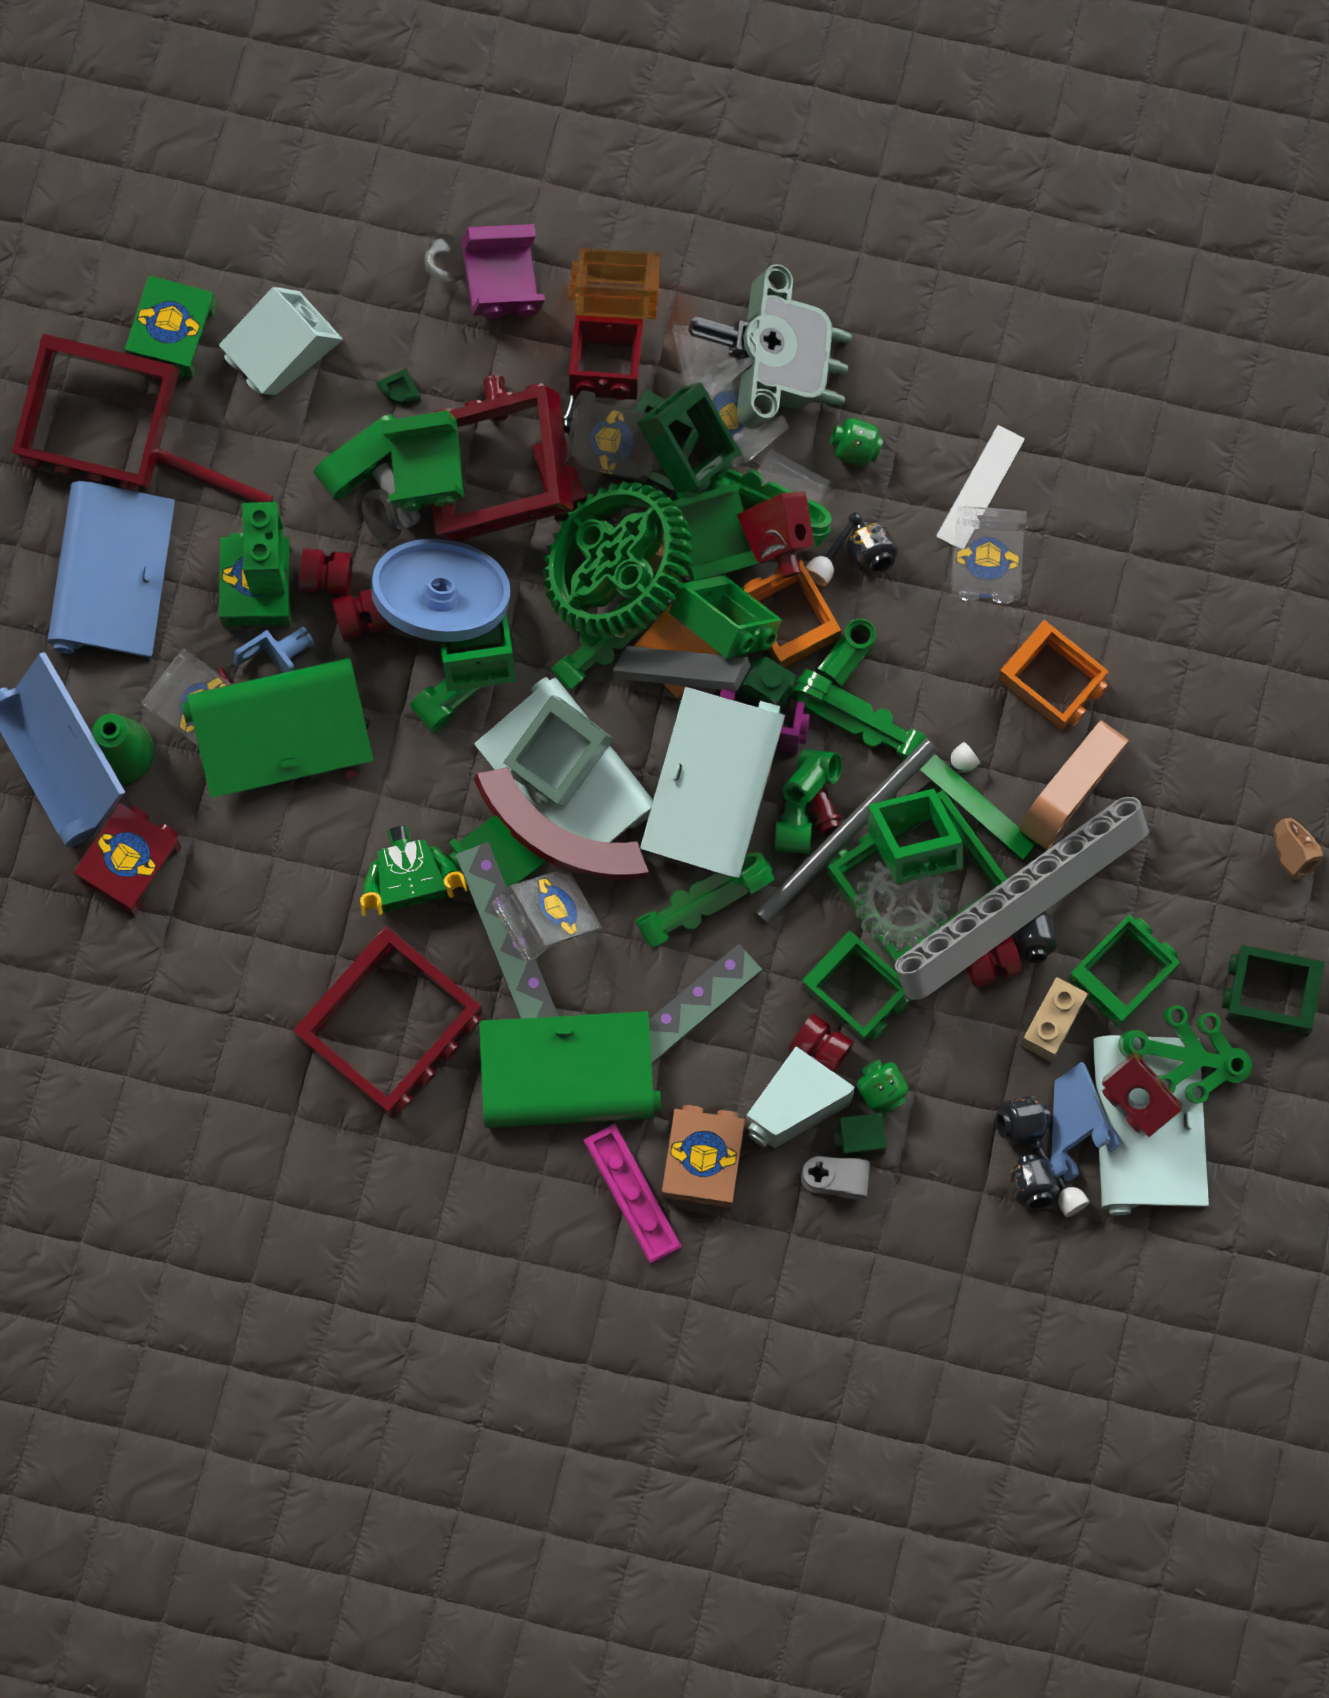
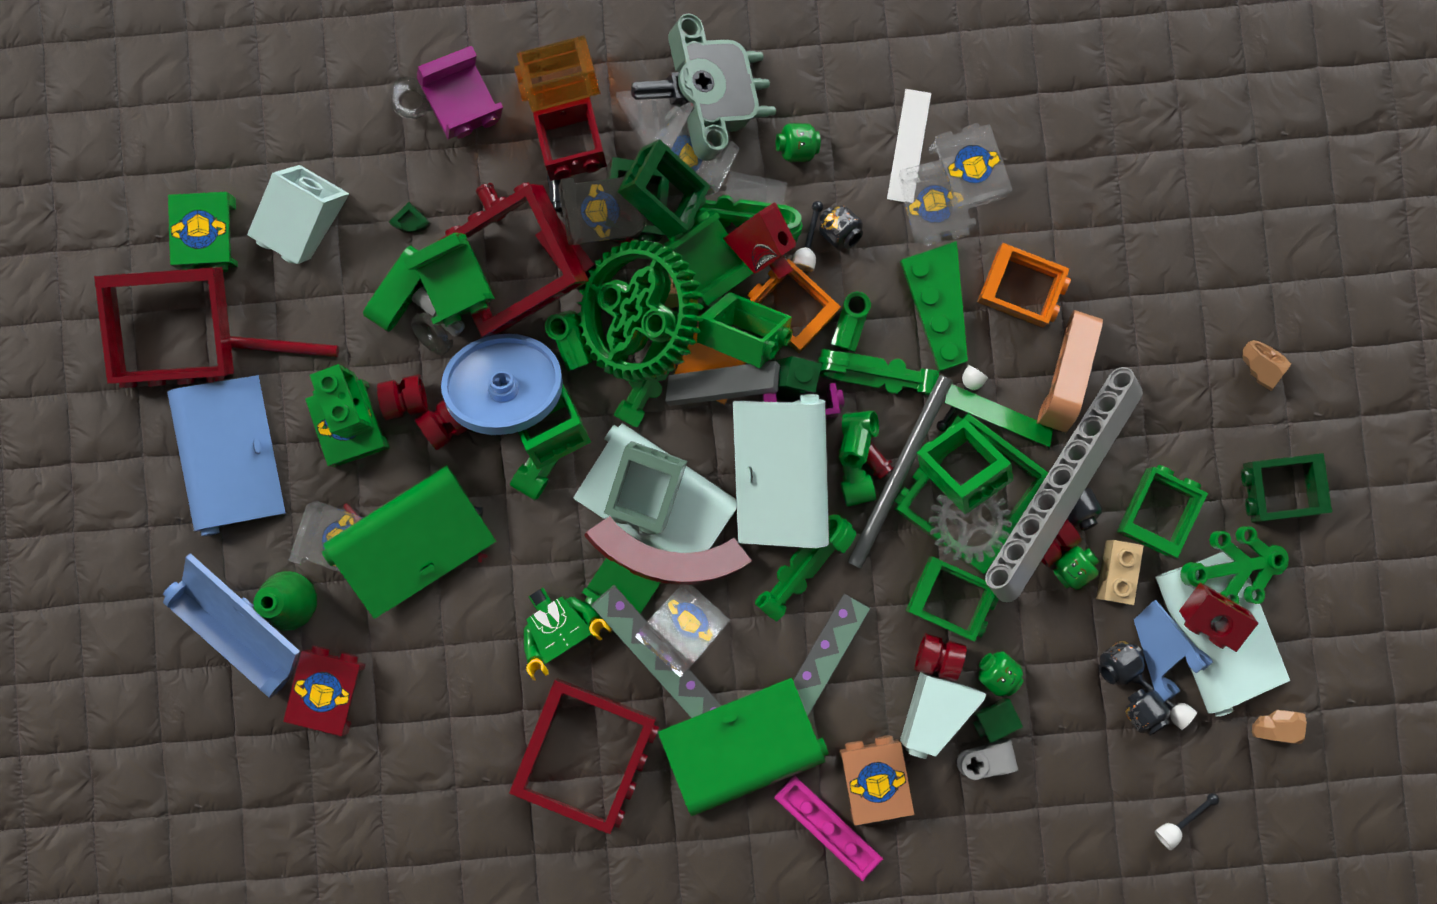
camera: 15 degrees left, 10 degrees up
(279, 652) = (388, 475): medium blue bracket -> none
(529, 571) = (568, 341): none -> green piece
(955, 657) = (938, 300): none -> green wing
(1007, 999) = (1076, 568): none -> green head
(1014, 1326) = (1171, 834): none -> hinge
(1038, 530) = (972, 167): none -> clear panel
(1176, 1248) = (1281, 726): none -> medium nougat rock

